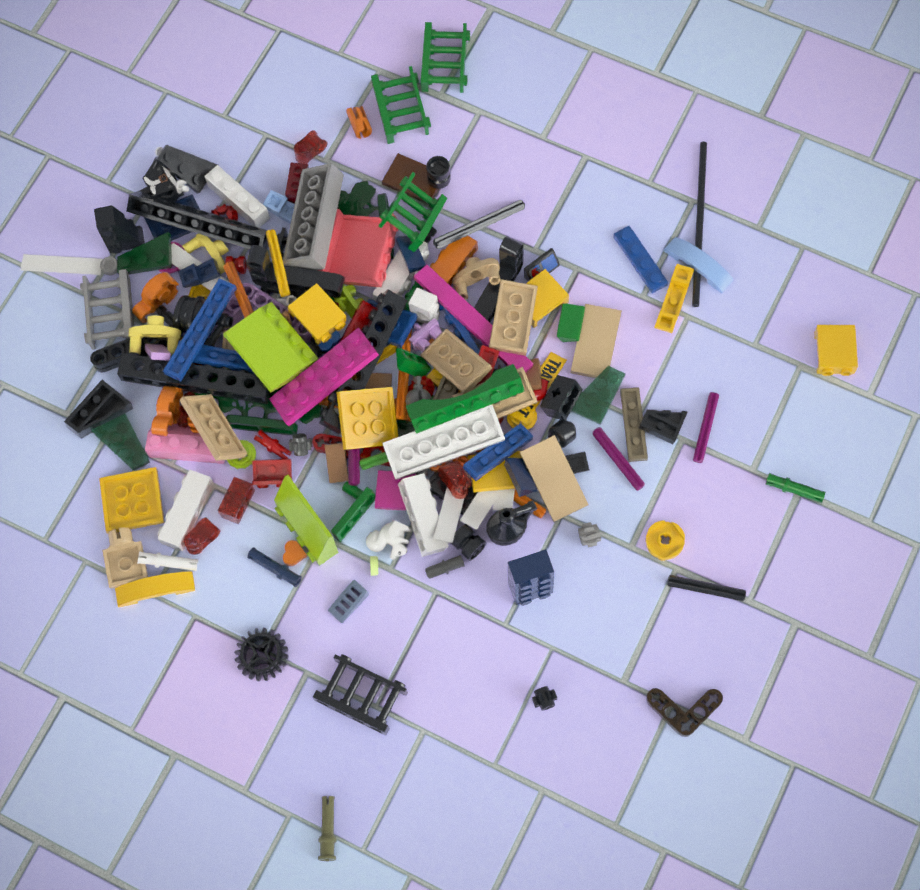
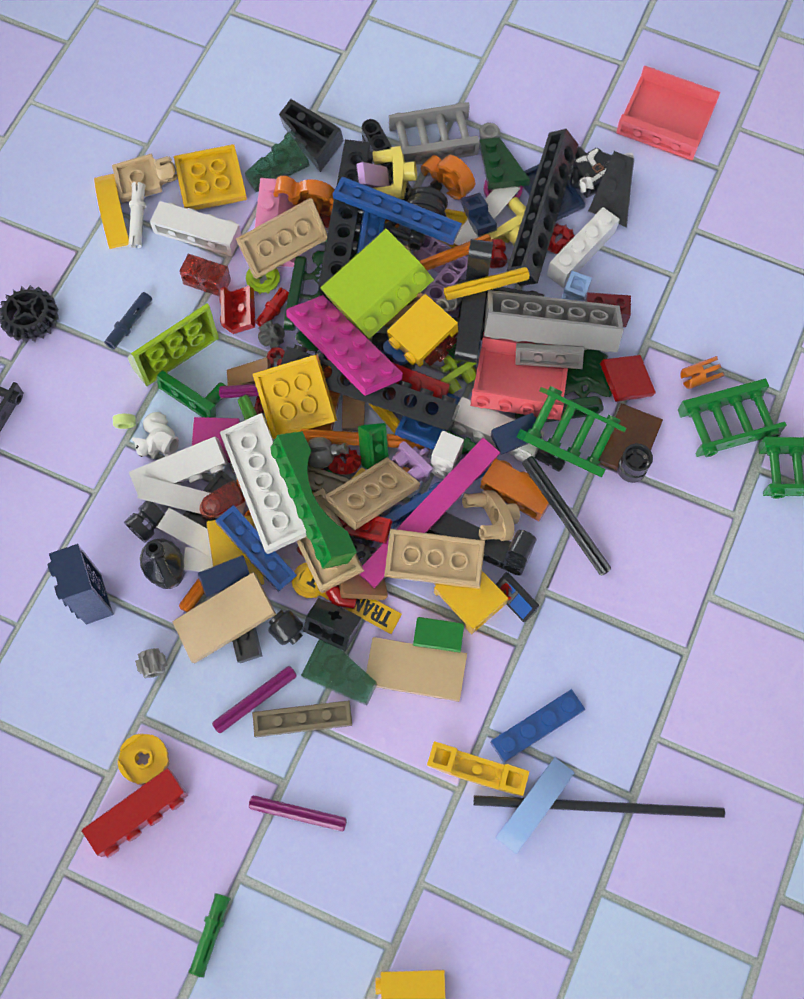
camera: 80 degrees right, 0 degrees up
(61, 264) = (489, 88): white sticker -> none
(108, 124) = (668, 112): none -> coral panel
(116, 230) = (523, 125): black wedge -> none
(202, 534) = (165, 244): clear red piece -> none
(293, 553) = (141, 336): orange tile -> none
(311, 145) = (660, 319): clear red piece -> none
(341, 225) = (549, 355): none -> light grey tile
(343, 597) = (93, 412): sand blue slope -> none
(360, 174) = (627, 378): none -> red tile
(444, 567) = (120, 498): dark grey axle -> none
(663, 424) = (300, 756): black wing -> none
(706, 588) = (78, 813): black axle -> none
(707, 543) = (134, 813): none -> red brick

